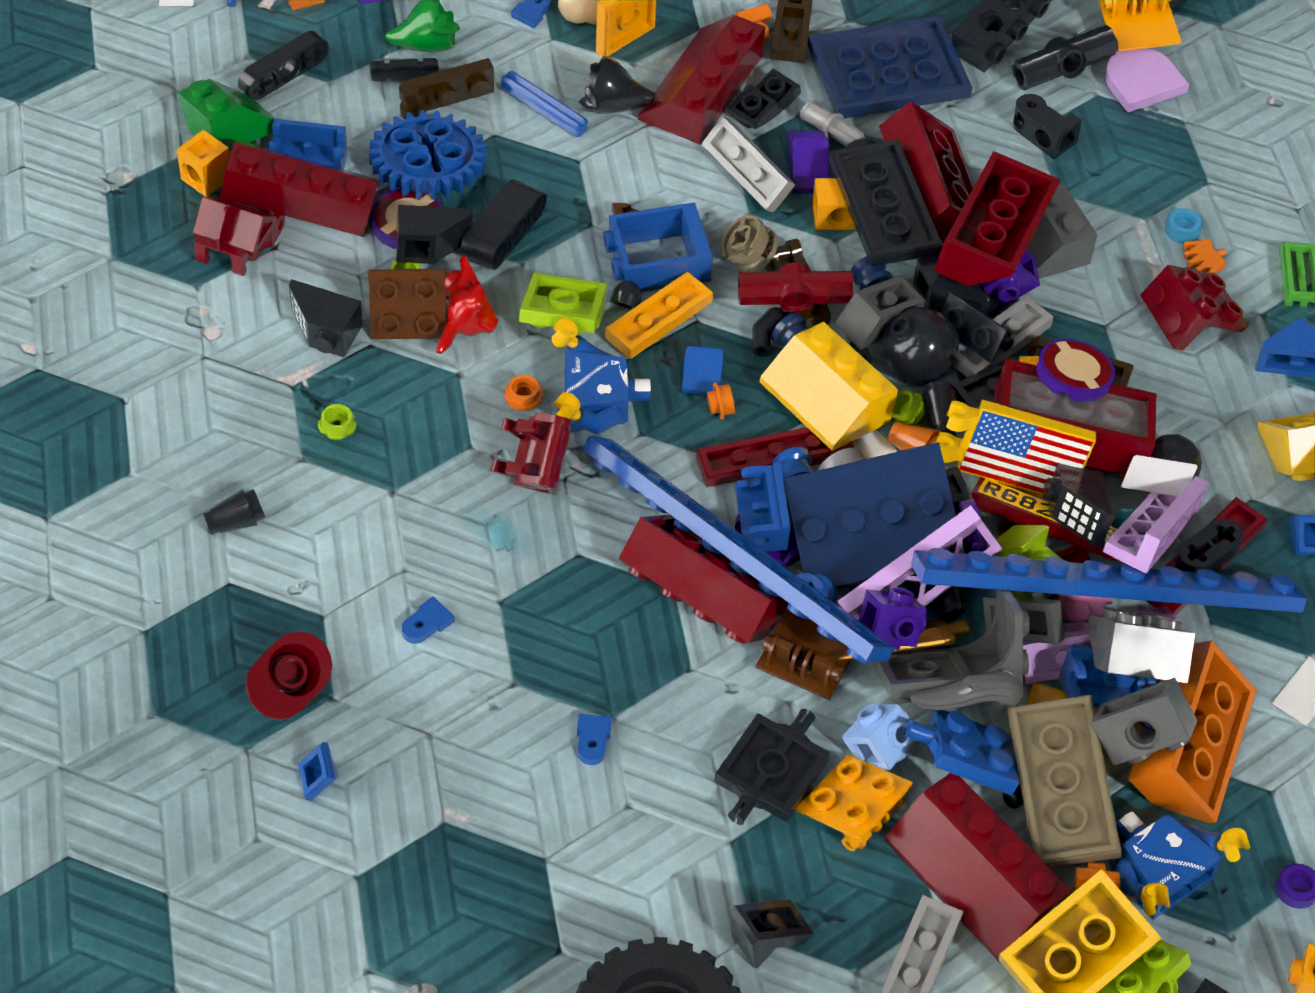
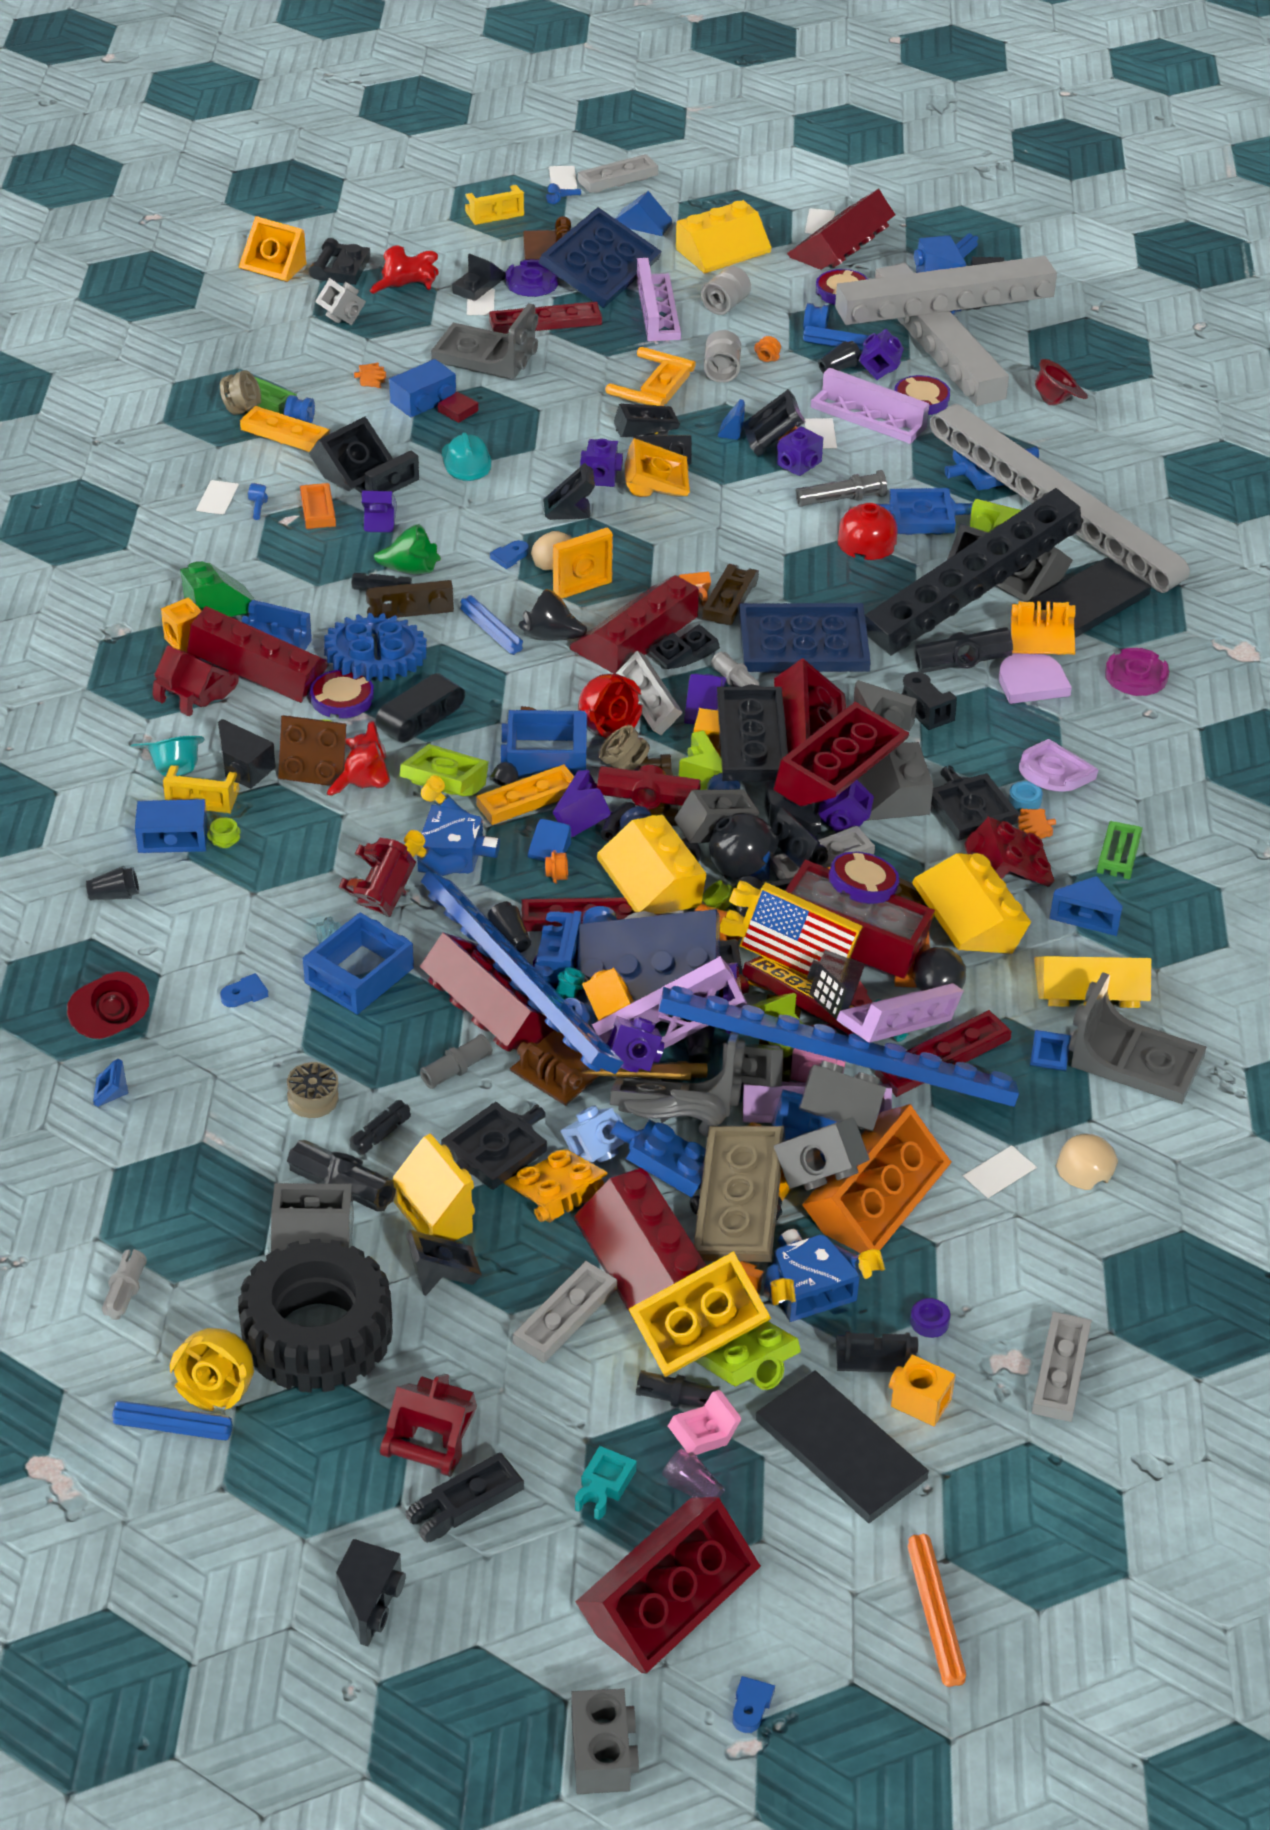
camera: 15 degrees right, 10 degrees down
(247, 336) = (175, 751): none -> teal piece
(265, 74) = (263, 565): black beam -> none
(276, 425) = (171, 826): none -> blue brick
(292, 375) = (217, 794): none -> yellow hinge
(429, 232) = (351, 700): black slope -> none
(526, 386) = (389, 829): orange plate -> none
(535, 595) = (346, 989): none -> blue window
(548, 736) = (312, 1090): none -> dark tan wheel
(593, 731) = (351, 1100): blue piece -> none
(609, 909) = (311, 1212): none -> dark grey slope
(622, 841) = (341, 1168): none -> black piece
(638, 767) = (380, 1127): none -> black axle
(694, 668) = (456, 1061): none -> dark grey pin
(696, 484) = (510, 923): none -> black cone
(715, 188) = (610, 703): none -> red cylinder
(724, 319) = (581, 804): none -> dark purple slope
(735, 846) = (435, 1191): none -> yellow slope
(793, 551) = (570, 982): none -> teal pin
(838, 245) = (702, 760): none -> lime slope
(845, 562) = (607, 993): none -> light orange brick
(1003, 137) = (887, 703): none -> dark grey slope
(1135, 246) = (968, 802): none -> black plate
(1158, 475) = (915, 975): white sticker -> none
(1185, 371) = (973, 904): none -> yellow slope
(1204, 186) = (1055, 767): none -> lavender tile
(1204, 543) = (948, 1040): black beam -> none
(1247, 53) = (1137, 672): none -> magenta tile
(1261, 943) = (869, 1354): none -> black hinge

